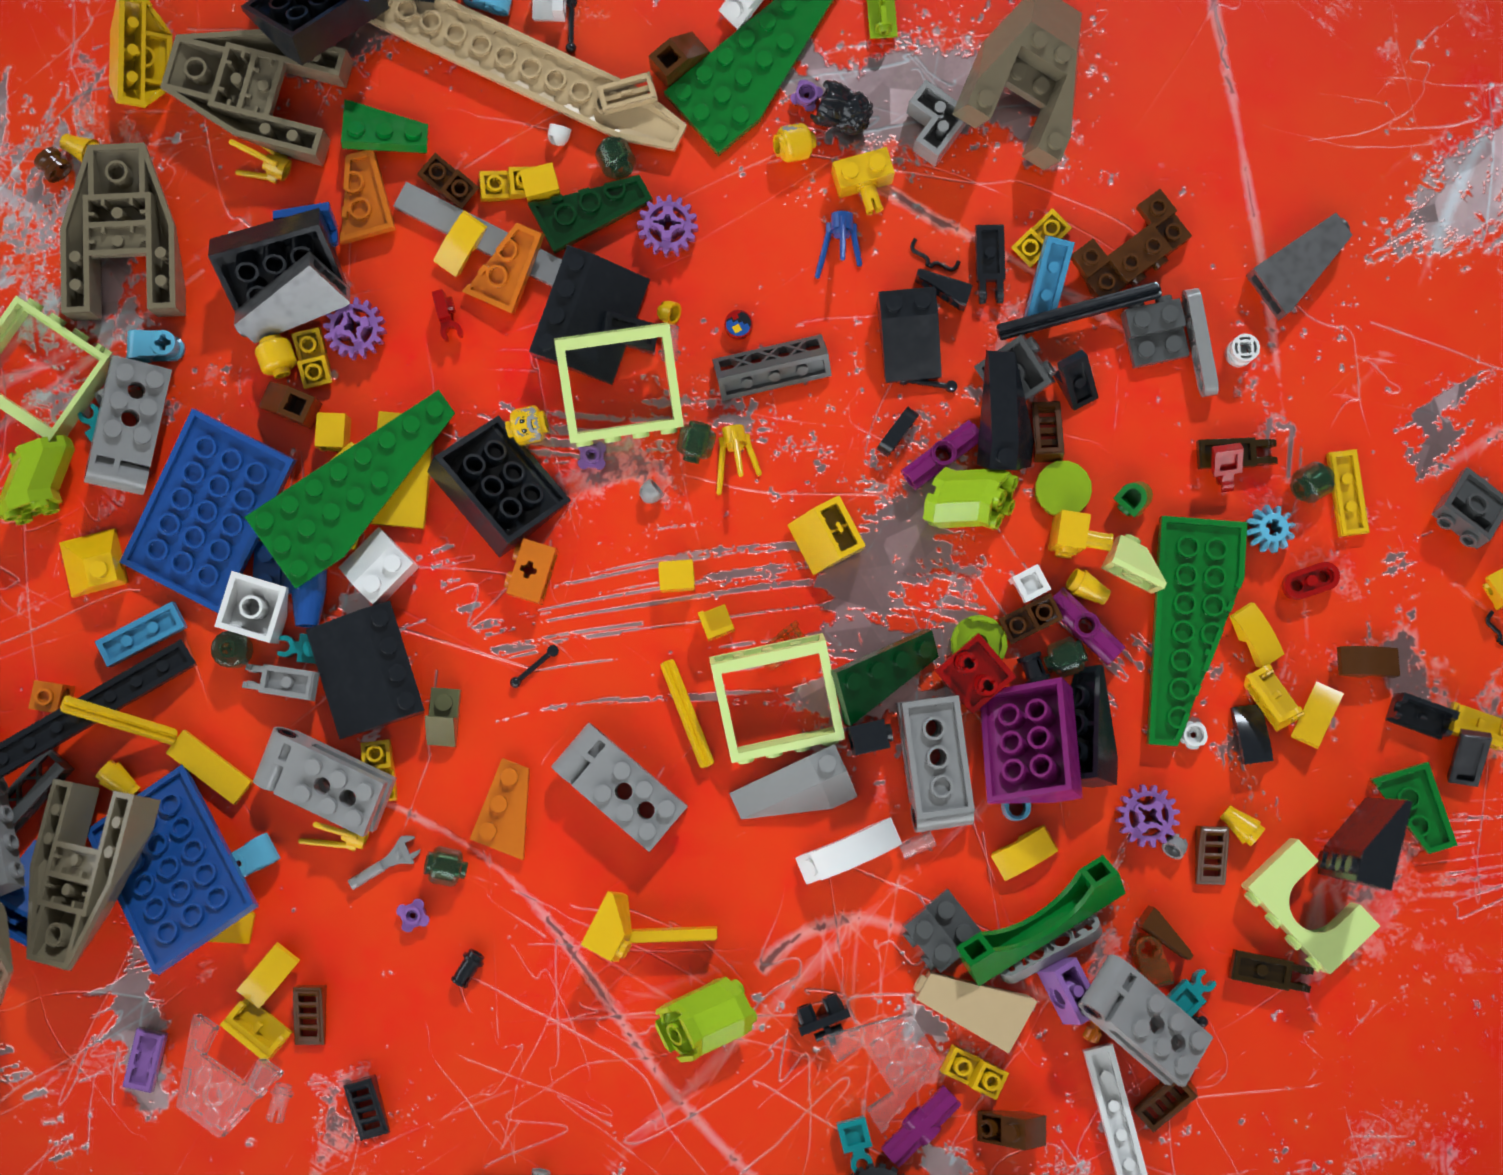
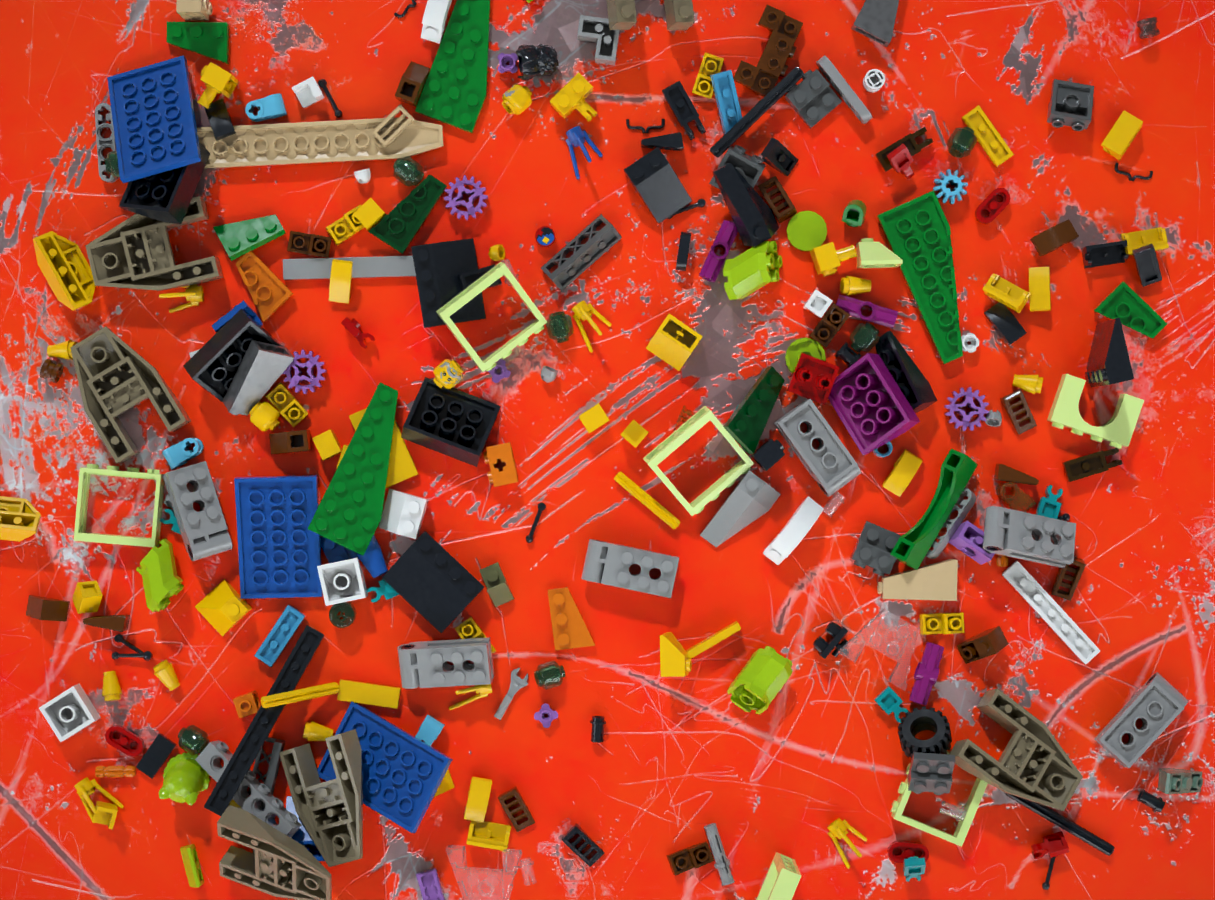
camera: 30 degrees left, 5 degrees up
(284, 681) = (386, 616): light grey hinge -> none
(507, 271) = (380, 281): orange wing -> none
(1258, 634) = (977, 258): yellow slope -> none

